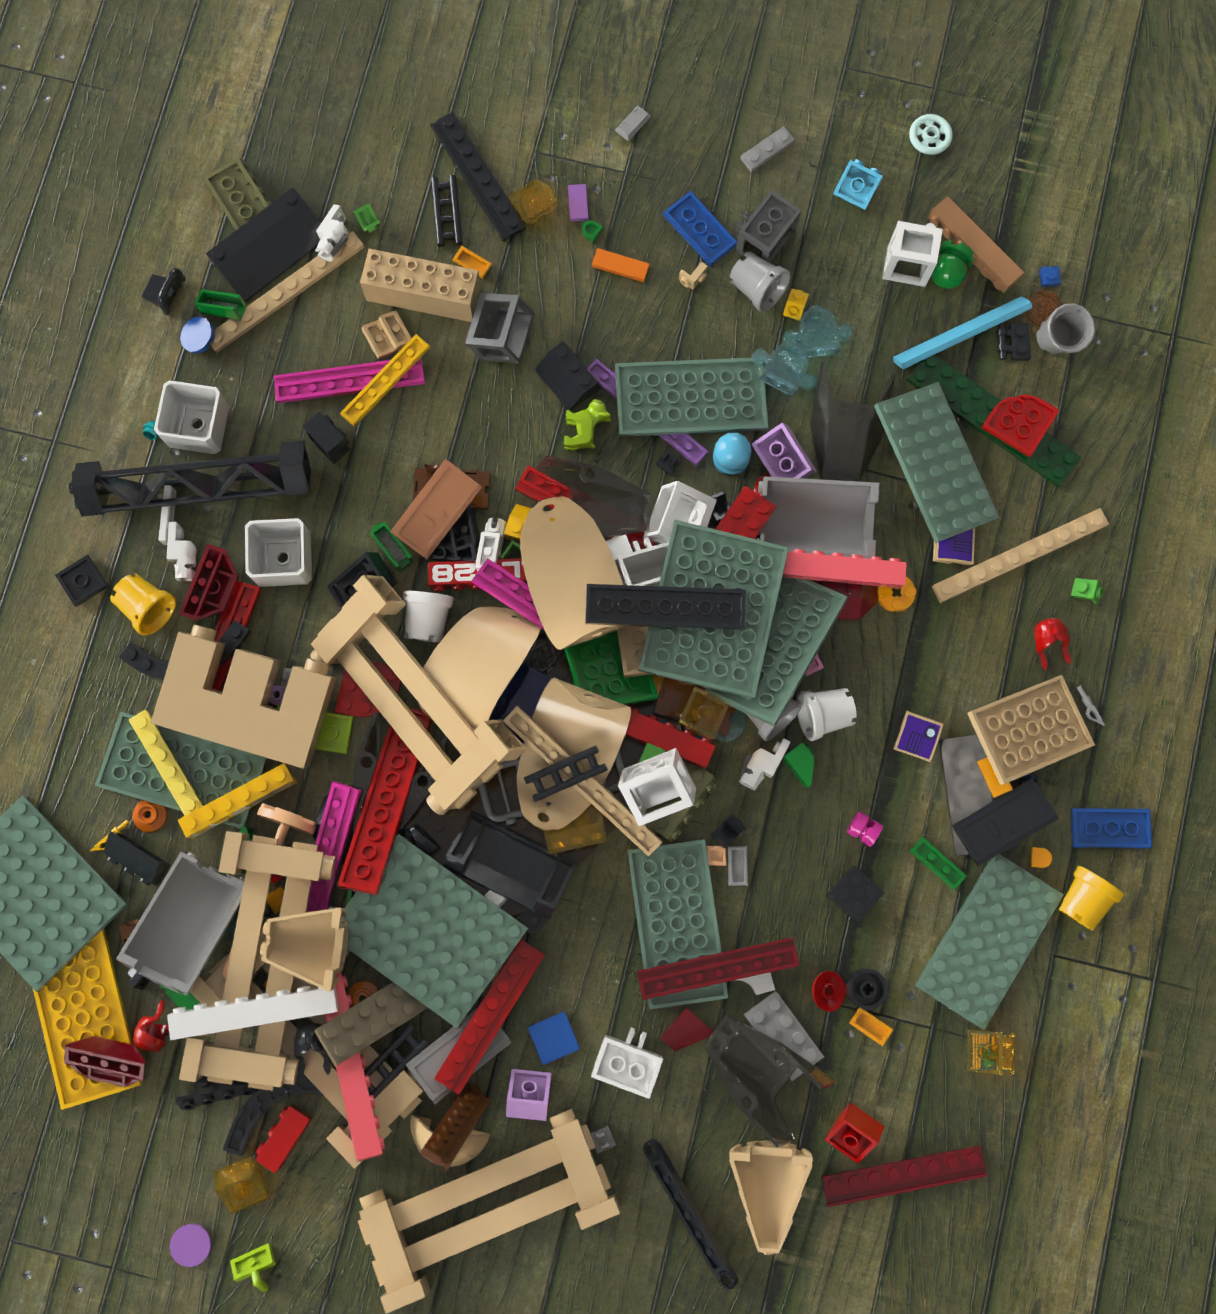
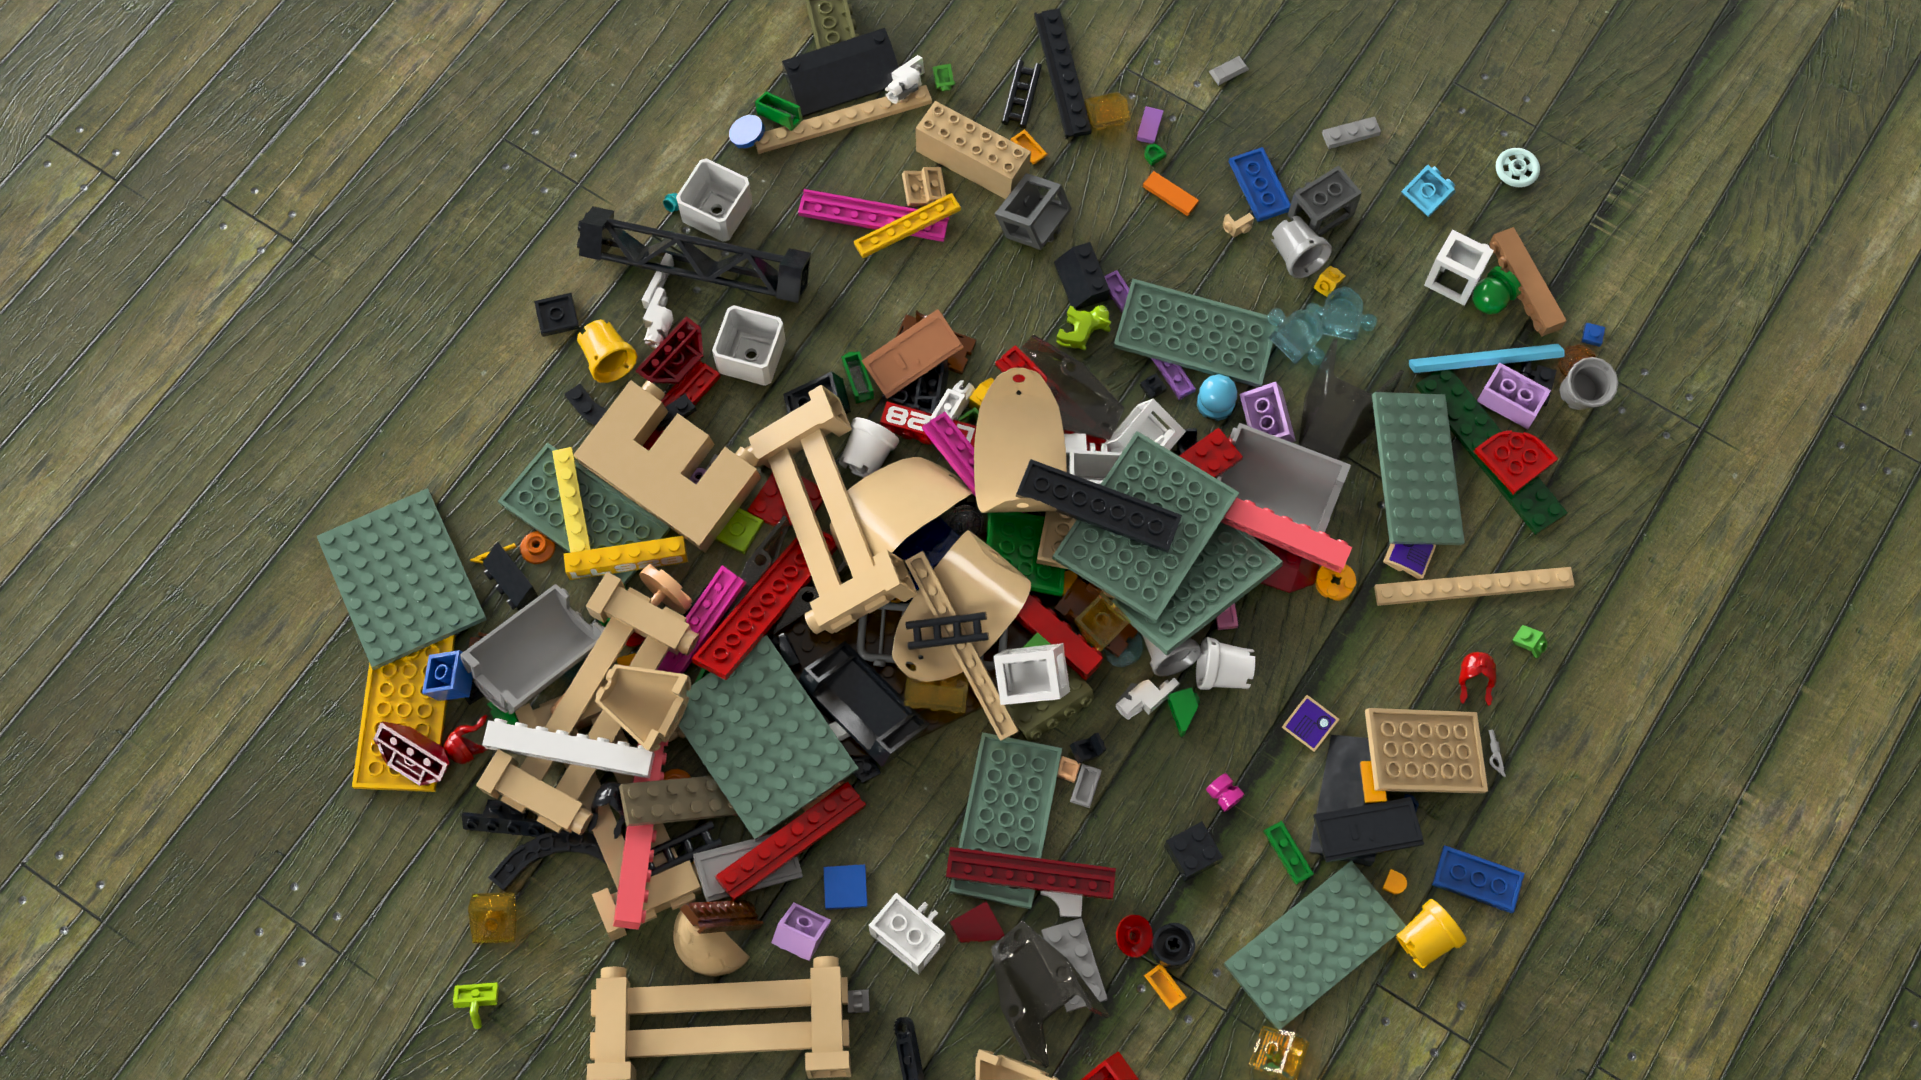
camera: 20 degrees right, 10 degrees down
(111, 978) = (447, 677): none -> blue brick
(162, 290) = (729, 82): black piece -> none
(190, 1245) = (423, 958): medium lavender tile -> none
(283, 1138) = (549, 888): red brick -> none
(327, 437) = (833, 259): black piece -> none
(999, 361) = (1513, 396): none -> lavender slope

